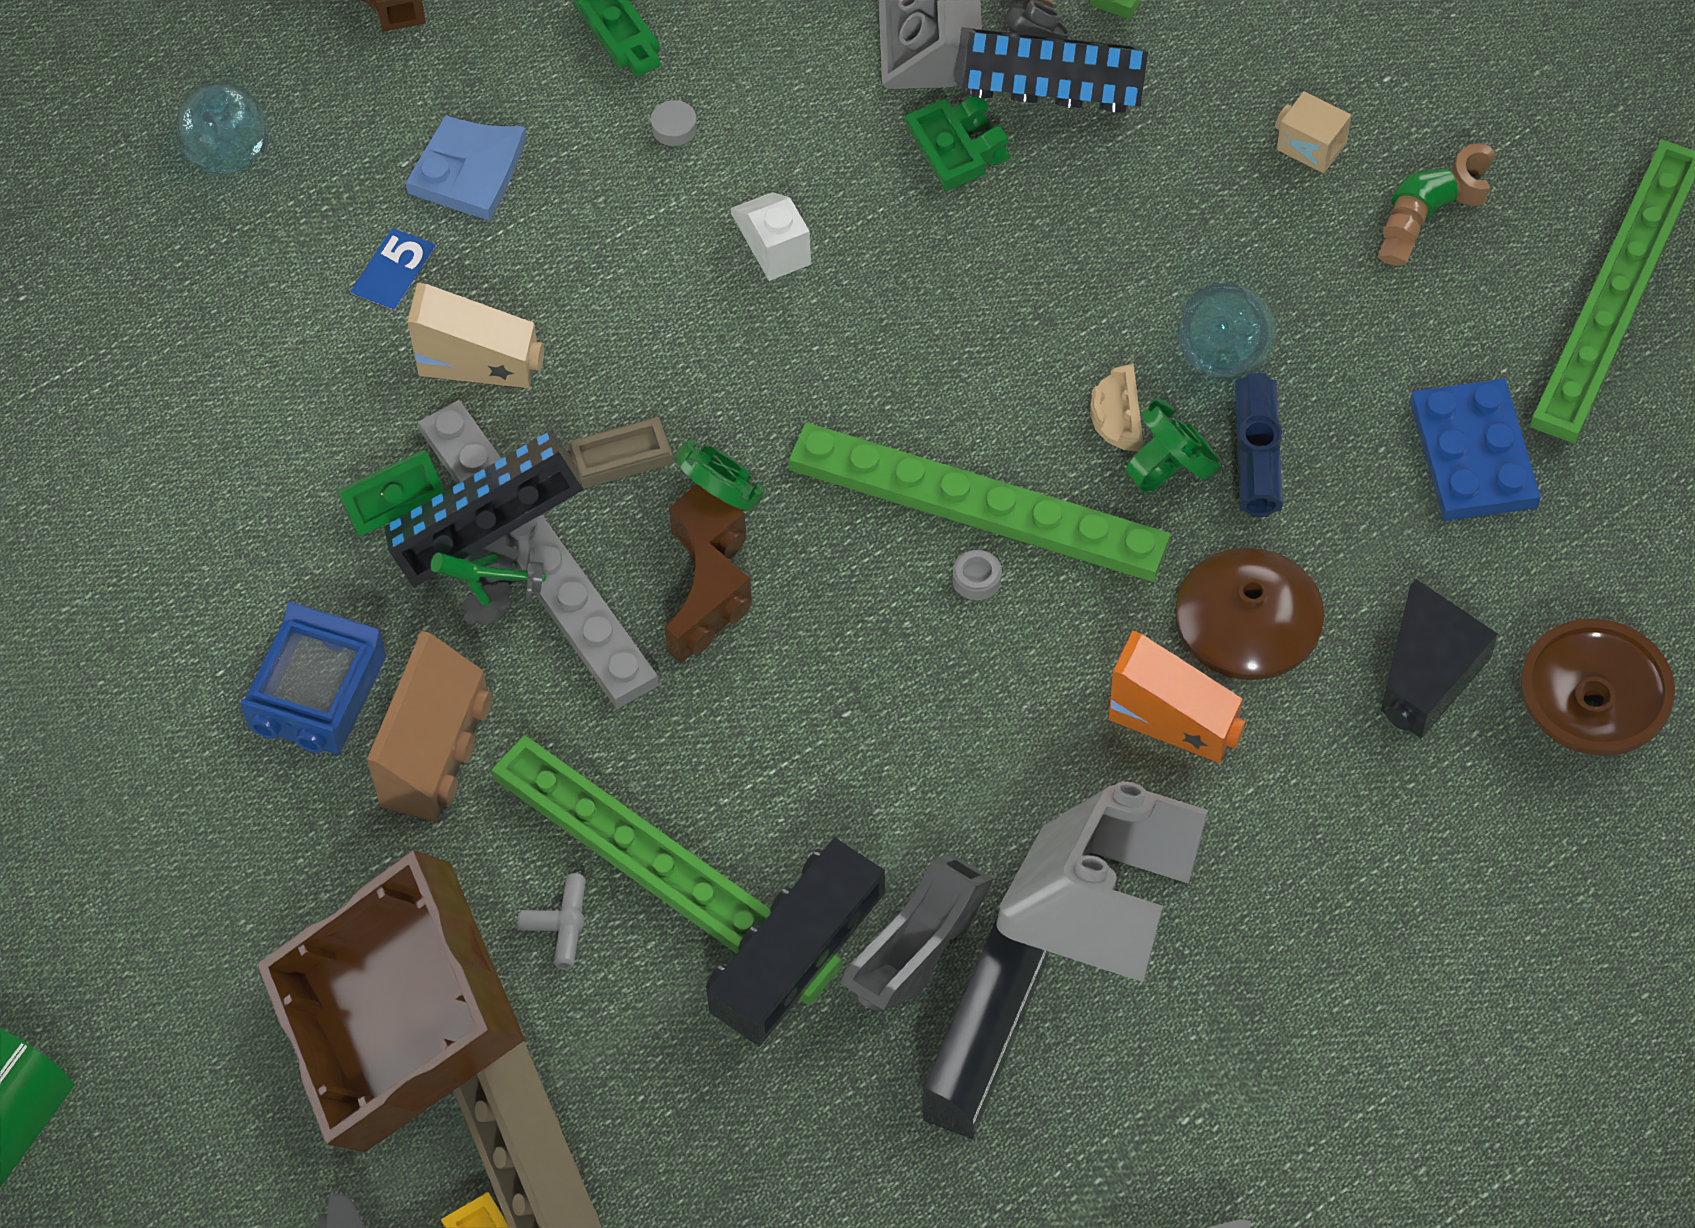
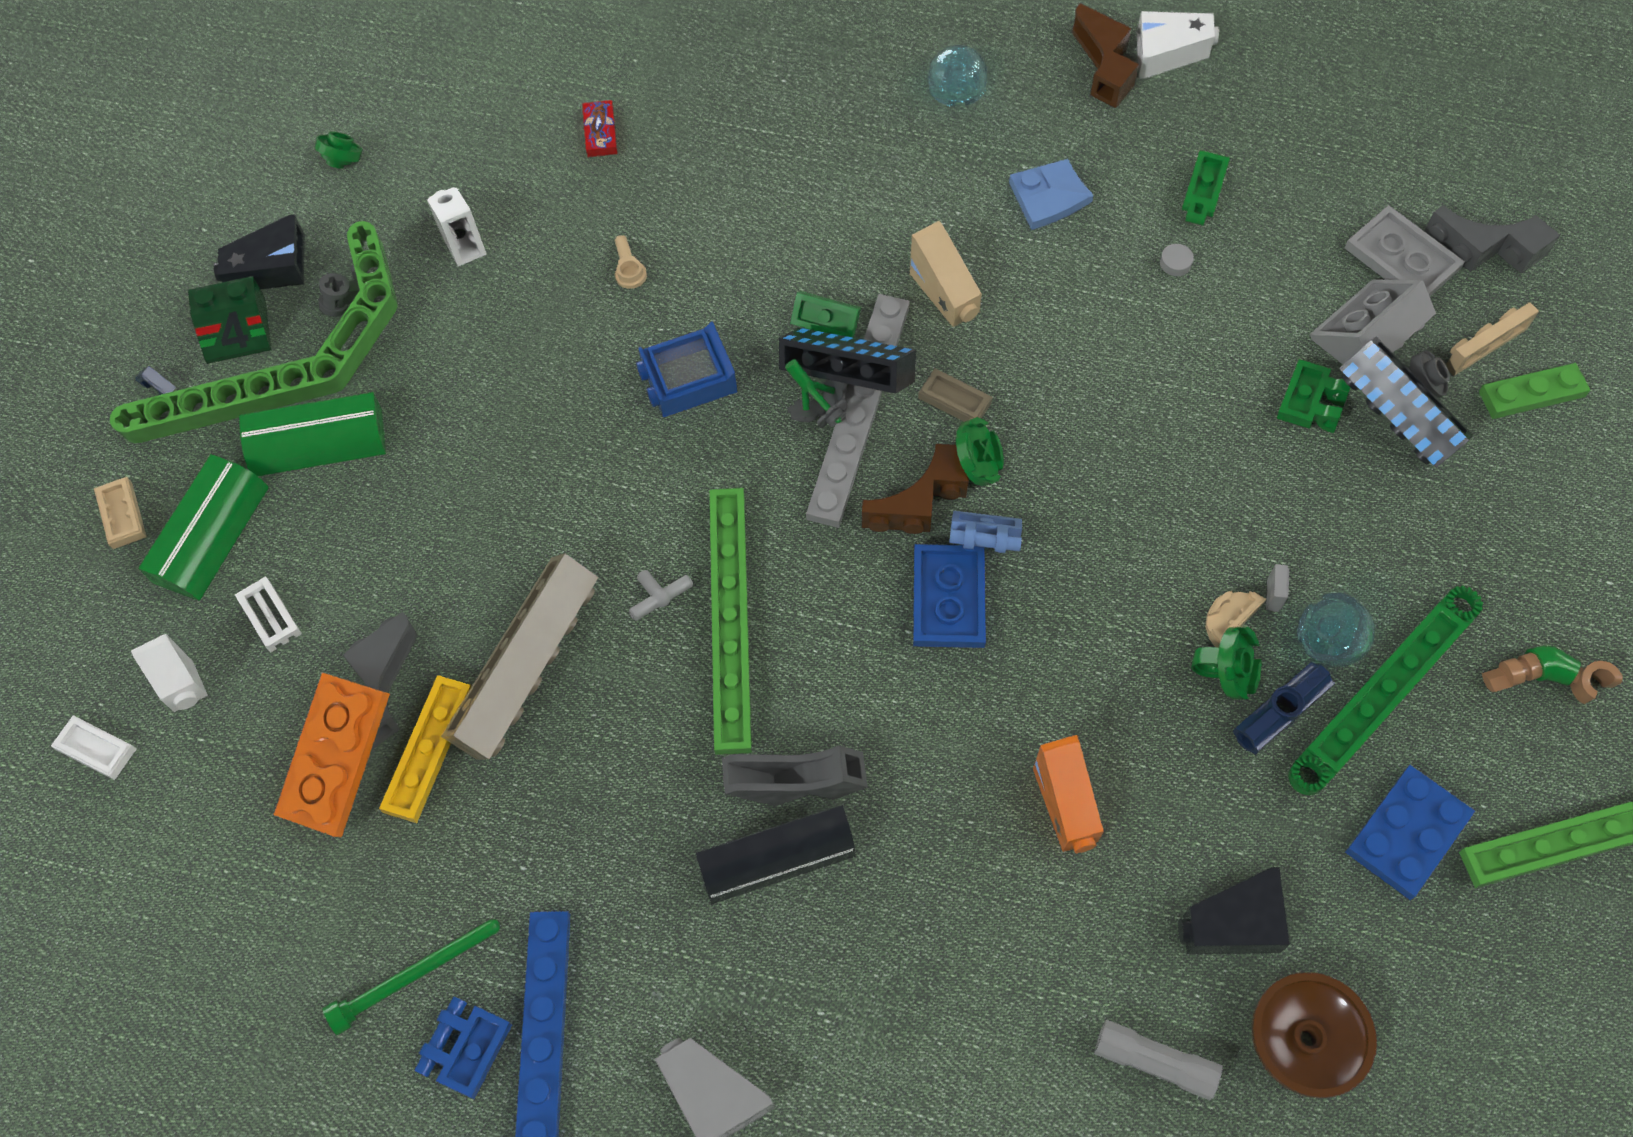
camera: 50 degrees right, 5 degrees up
(113, 642) = (630, 271): none -> tan plate
(390, 1002) = (524, 550): reddish brown tile -> none
(393, 268) = (960, 211): blue sticker -> none
(428, 730) = (701, 440): medium nougat slope -> none
(774, 234) = (1157, 359): white slope -> none
(795, 940) = (733, 715): black brick -> none
(814, 544) = (986, 531): none -> medium blue plate
(848, 640) = (949, 596): none -> blue plate
(977, 575) = (1054, 627): light grey tile -> none
(980, 502) = (1103, 596): bright green plate -> none
(1068, 898) = (867, 830): light grey windscreen -> none
(1130, 344) = (1277, 588): none -> light grey tile
(1245, 634) = (1159, 807): reddish brown dish -> none
(1312, 131) = (1524, 570): tan brick -> none
(1321, 348) = (1385, 690): none -> green plate
(1471, 859) = (1185, 1070): none -> light grey axle

